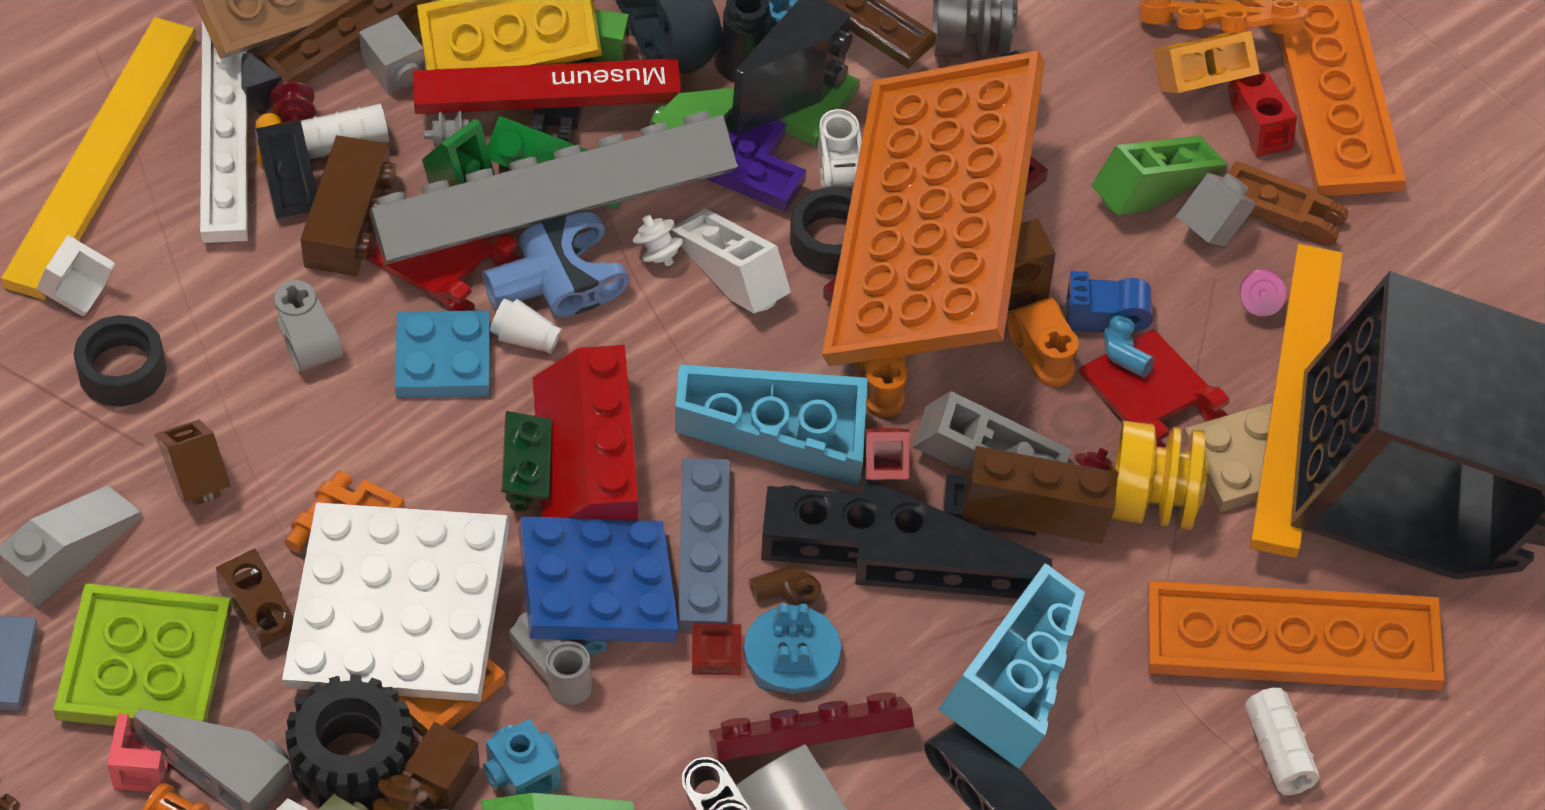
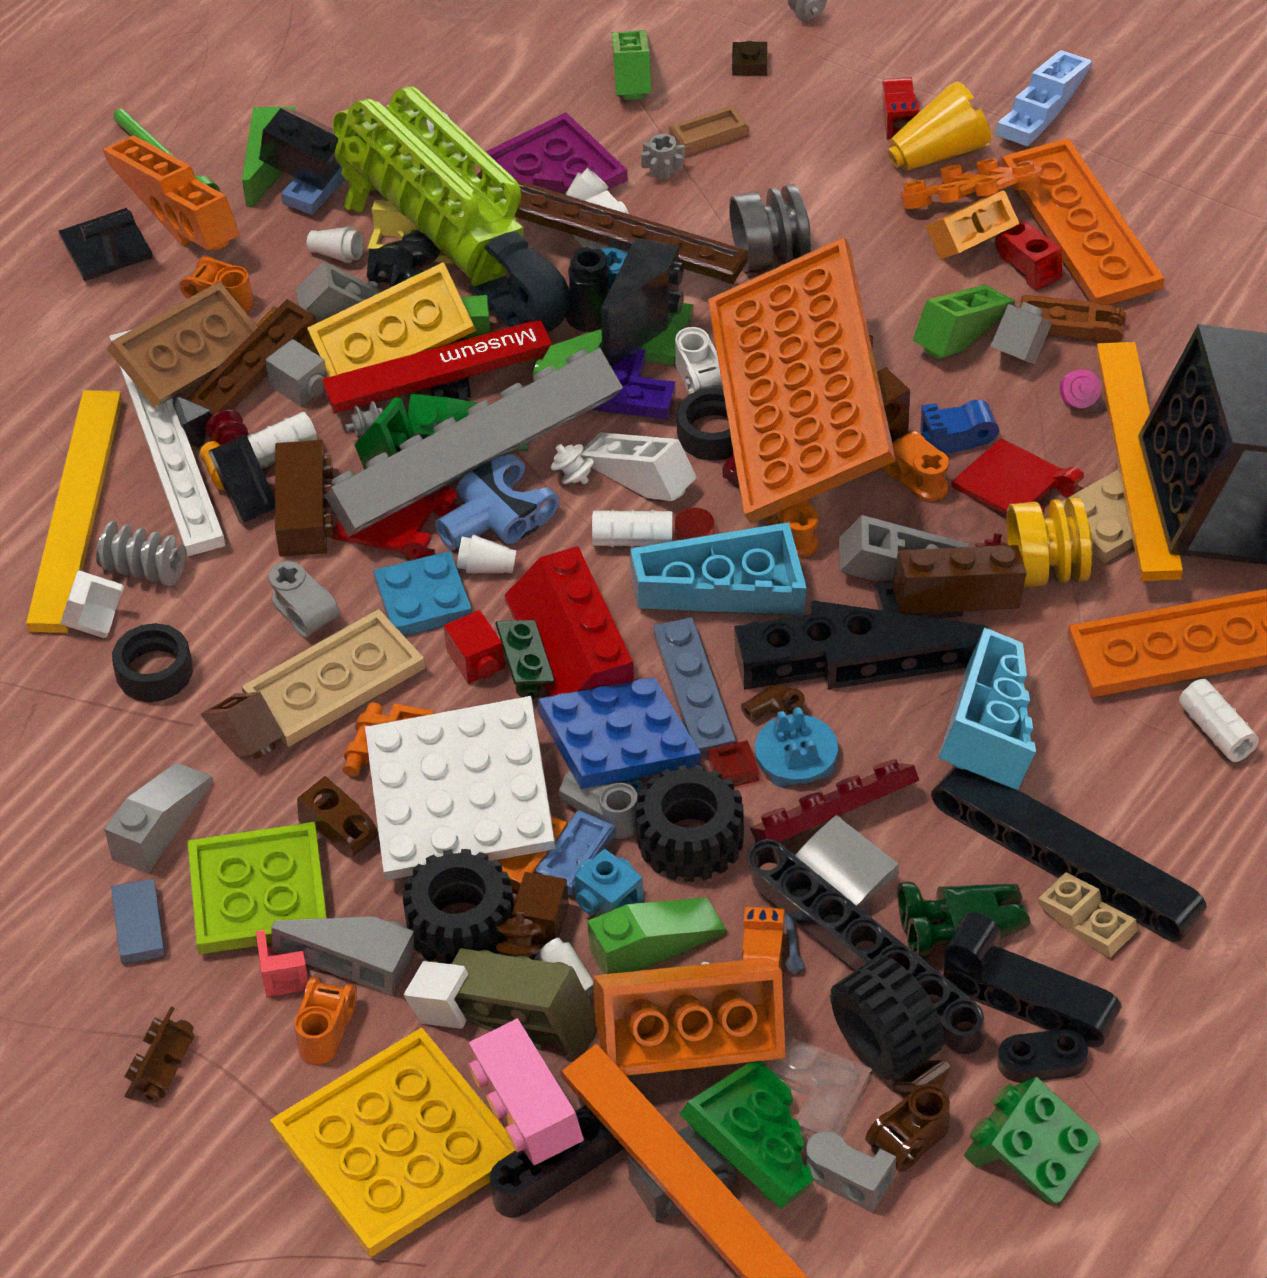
camera: 10 degrees left, 5 degrees down
(149, 229) = (140, 556): none -> light grey piece
(311, 429) = (337, 676): none -> tan plate
(475, 433) = (474, 646): none -> red brick
(509, 701) = (579, 841): none -> medium blue plate
(637, 675) = (695, 849): none -> black tyre
(698, 335) = (631, 528): none -> white axle
(771, 349) = (693, 523): none -> clear red tile
(886, 453) = (824, 576): leg -> none
(1121, 349) = (982, 458): dark azure arm -> none

